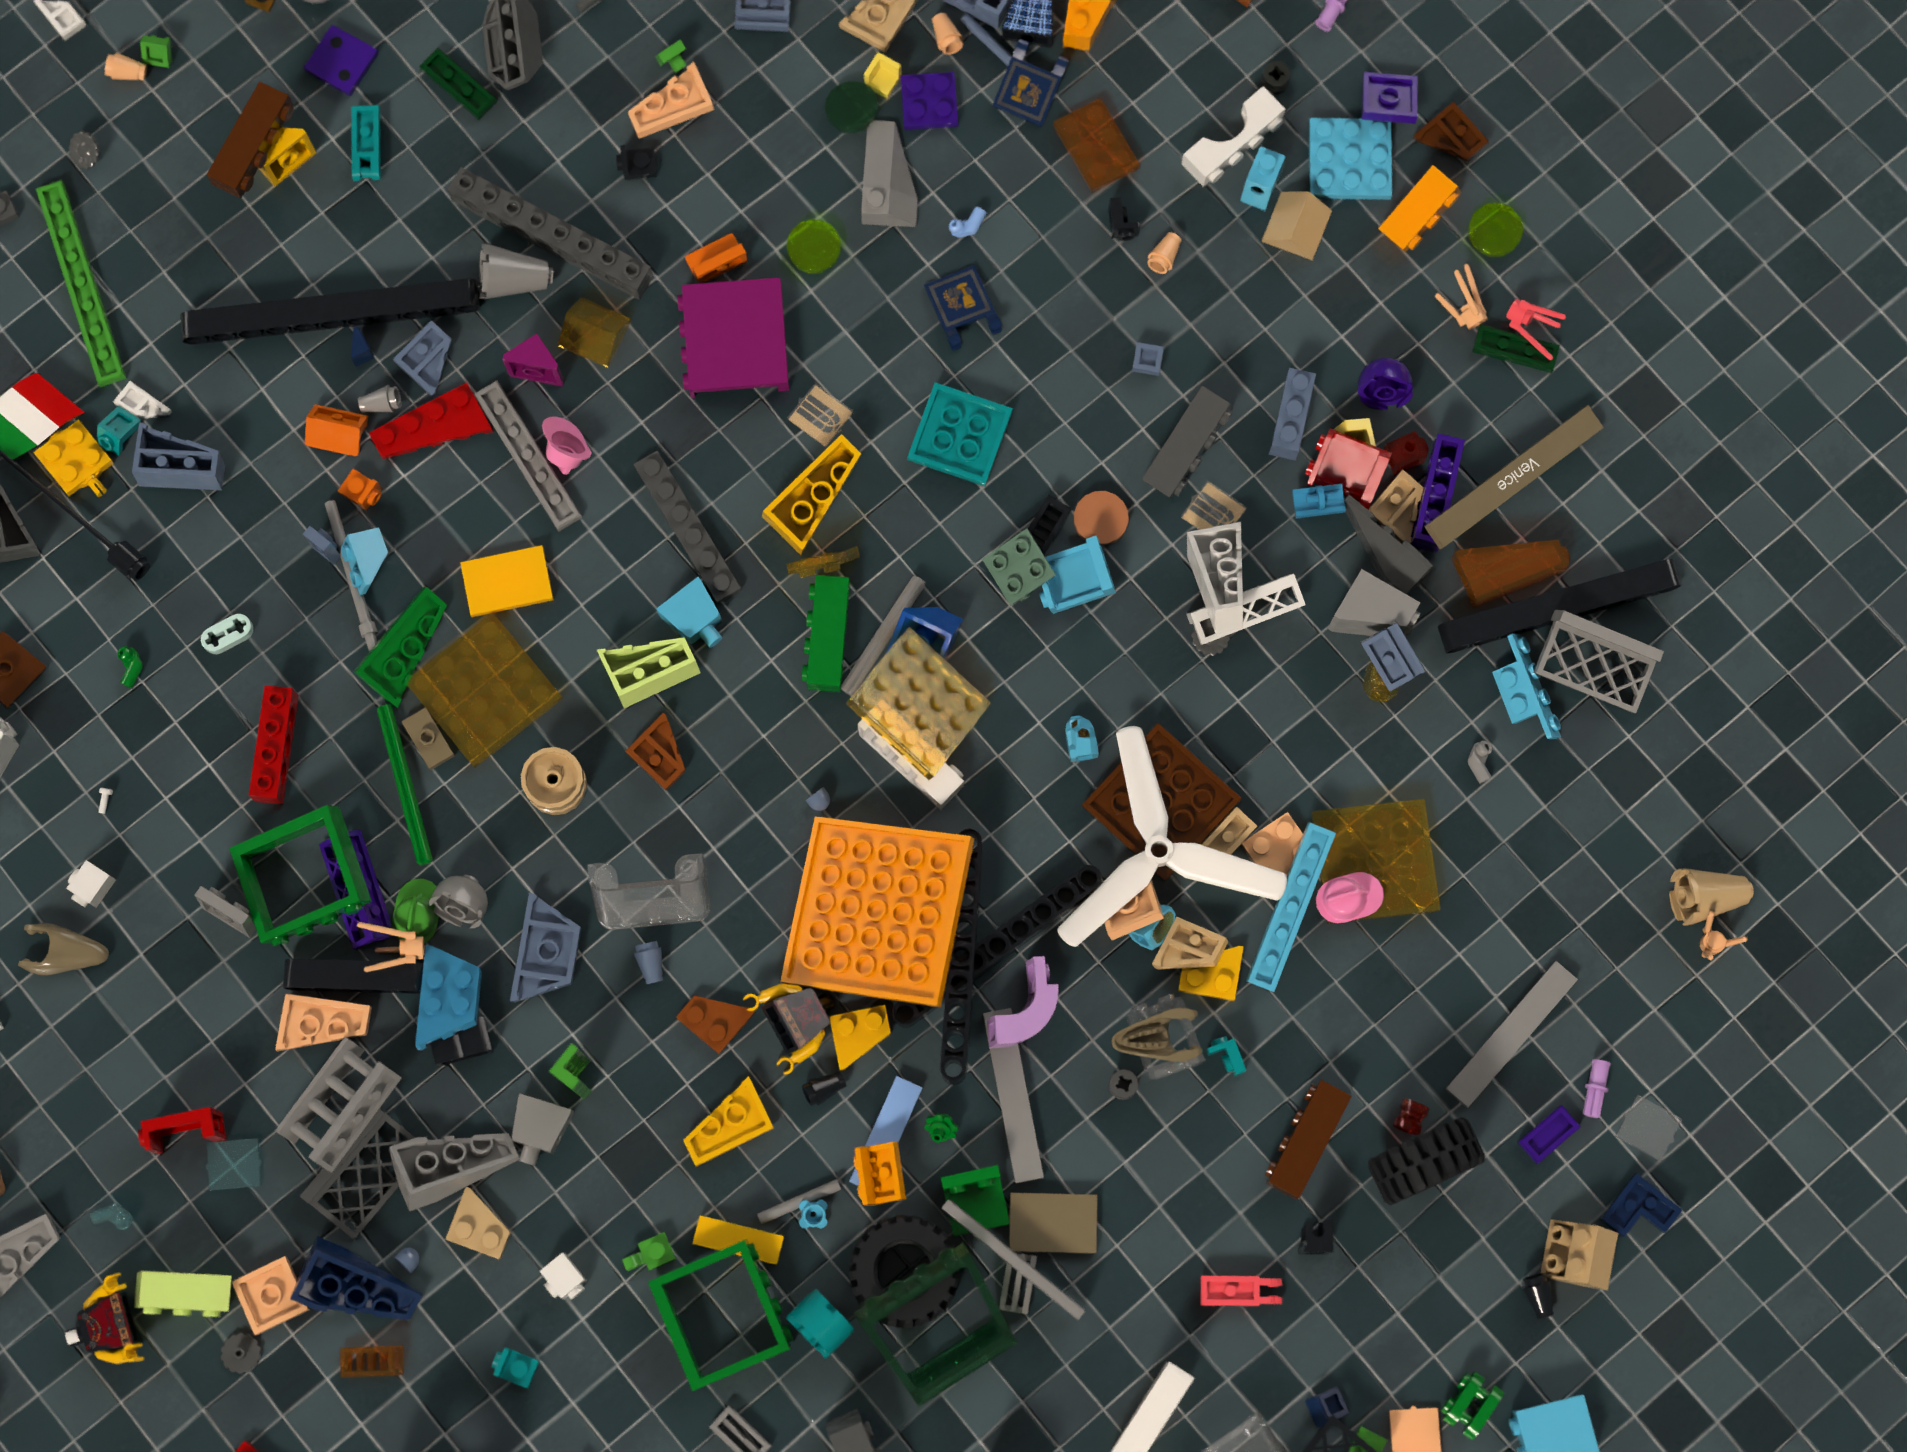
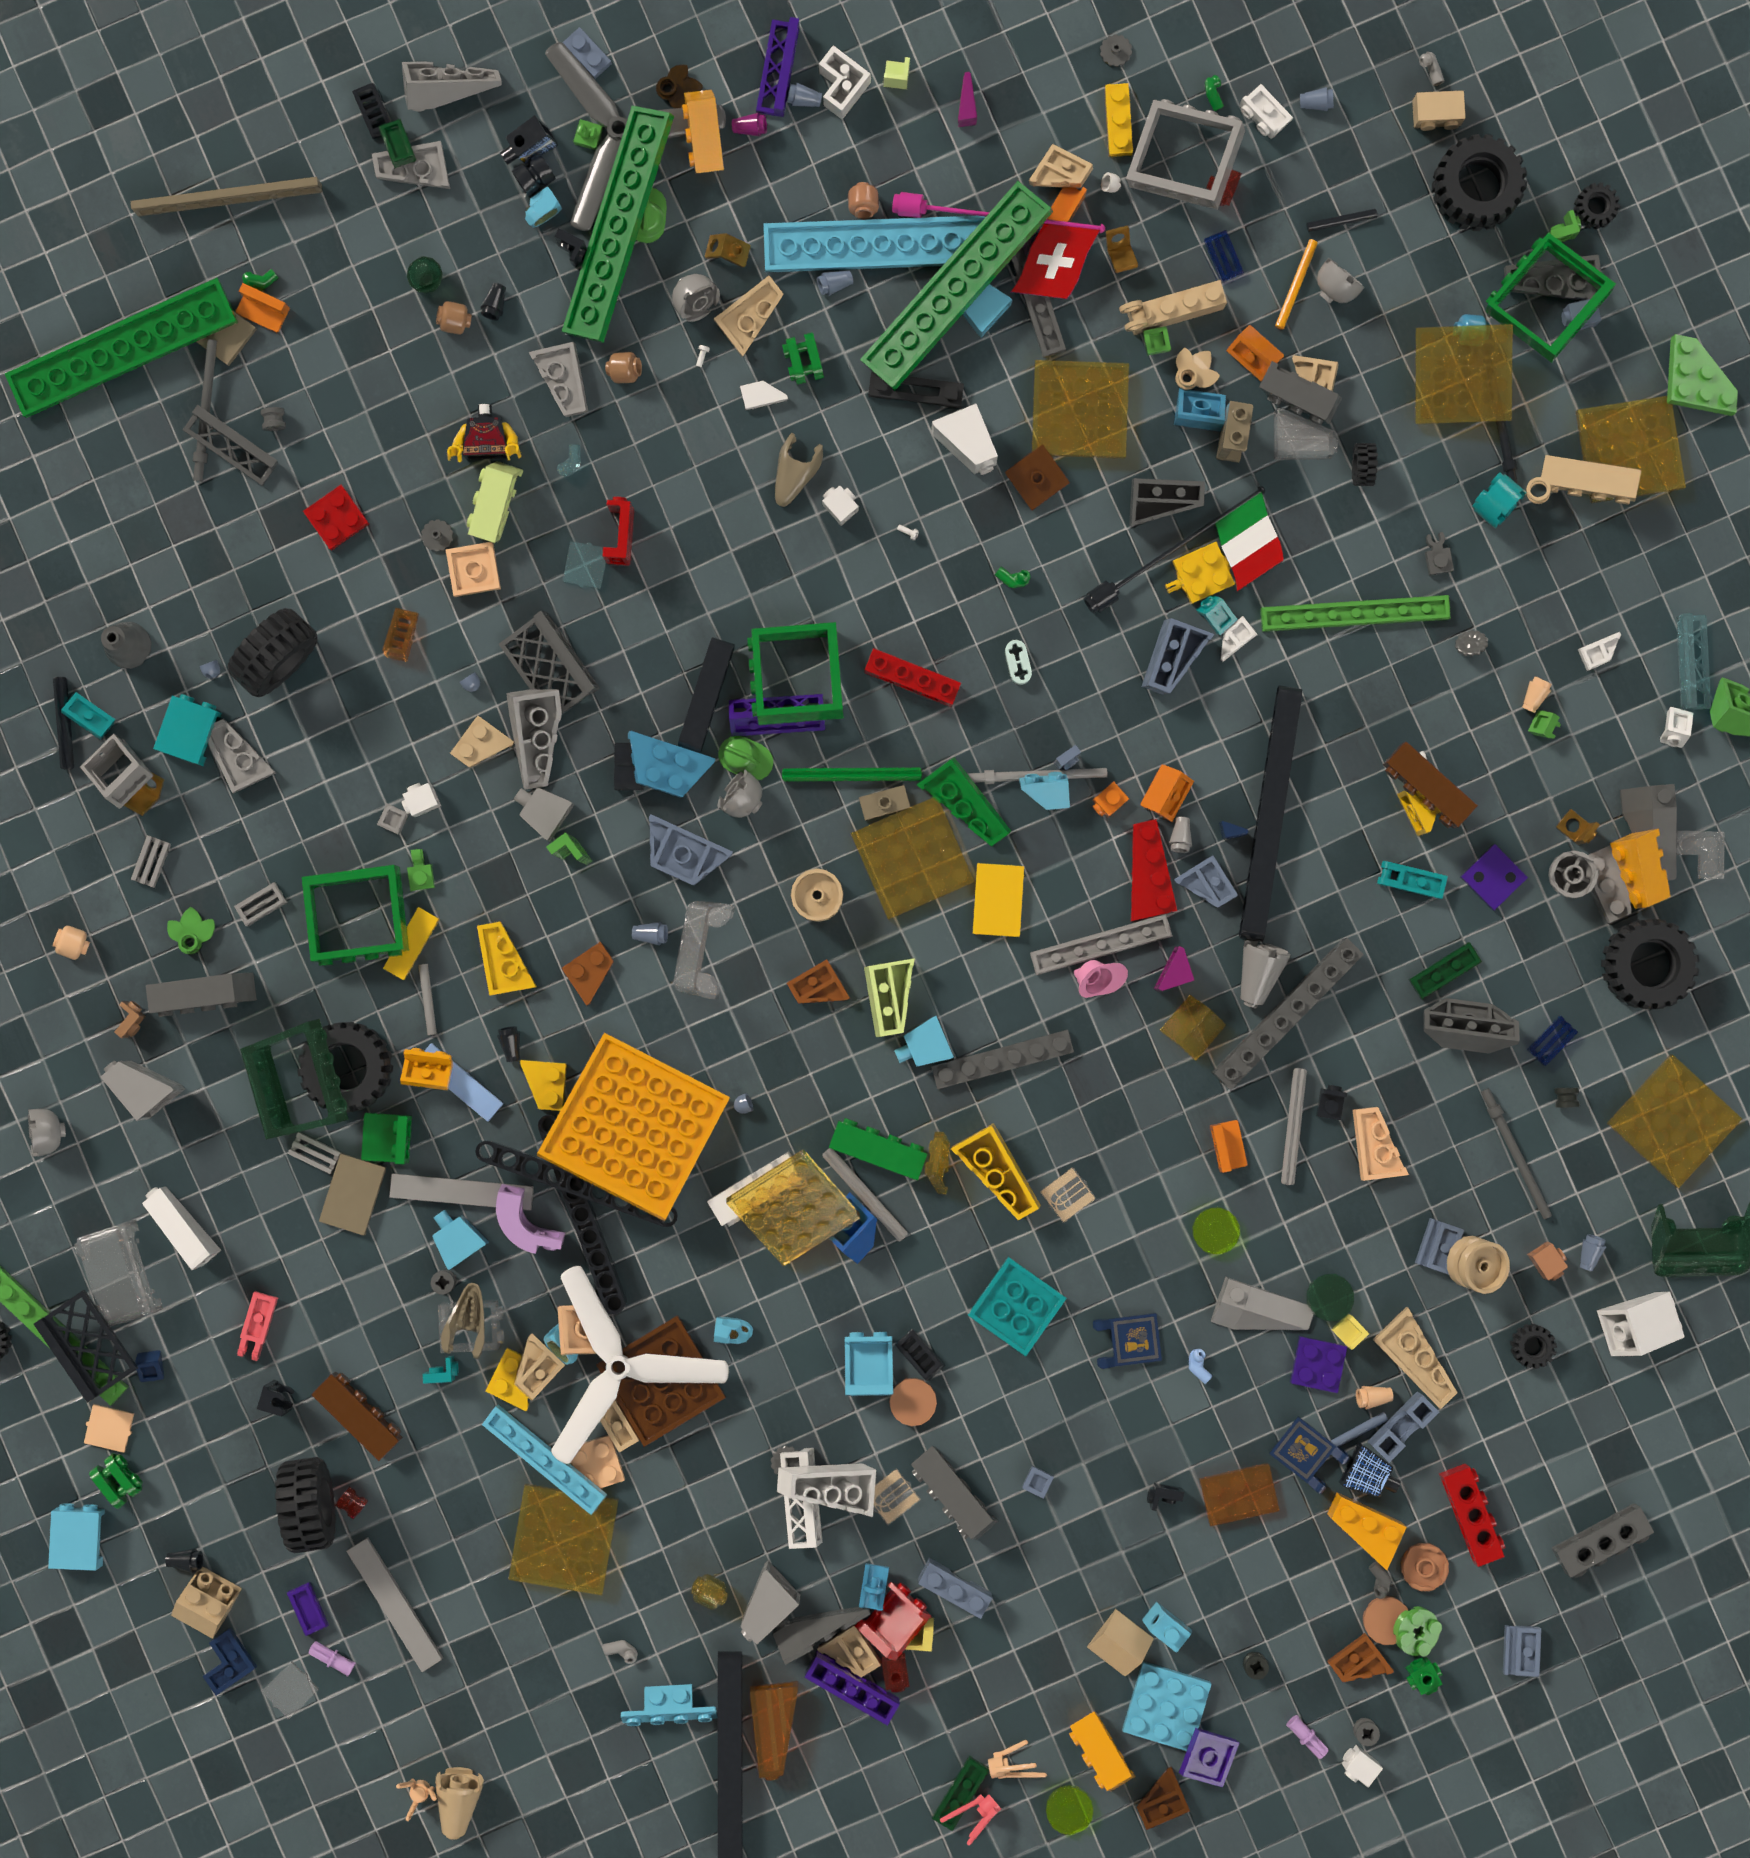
camera: 110 degrees right, 10 degrees up
(233, 915) = (778, 615): light grey plate -> none
(318, 1021) = (678, 660): light nougat wing -> none
(346, 1282) = (467, 629): dark blue wedge -> none
(354, 1117) = (589, 672): light grey fence -> none
(410, 948) = (714, 746): light nougat plant -> none
(515, 1367) = (363, 744): teal bracket -> none
(596, 1306) = (393, 819): none -> light grey tile
(672, 56) = (1418, 1157): bright green tile -> none
(674, 195) = (1293, 1126): none -> light grey axle
(733, 335) = (1153, 1142): magenta panel -> none
(796, 1019) = (569, 1036): torso -> none
(818, 1220) = (407, 1007): medium azure plate -> none
(820, 1323) = (324, 990): teal brick -> none
(941, 1127) = (451, 1127): green plant -> none
(1013, 1259) = (329, 1155): light grey tile -> none
(1019, 567) = (887, 1322): sand green hinge -> none
(1069, 1083) = (456, 1239): none -> medium azure torso
(1164, 254) = (1125, 1523): light nougat cone -> none
(1209, 158) = (1224, 1639): white arch -> none
(1349, 897) = (538, 1509): bright pink piece -> none
(1385, 383) = (960, 1674): dark purple cylinder -> none
(1393, 656) = (719, 1607): sand blue plate -> none
(1513, 477) = (846, 1756): dark tan tile -> none
(1600, 637) = (684, 1791): light grey fence -> none

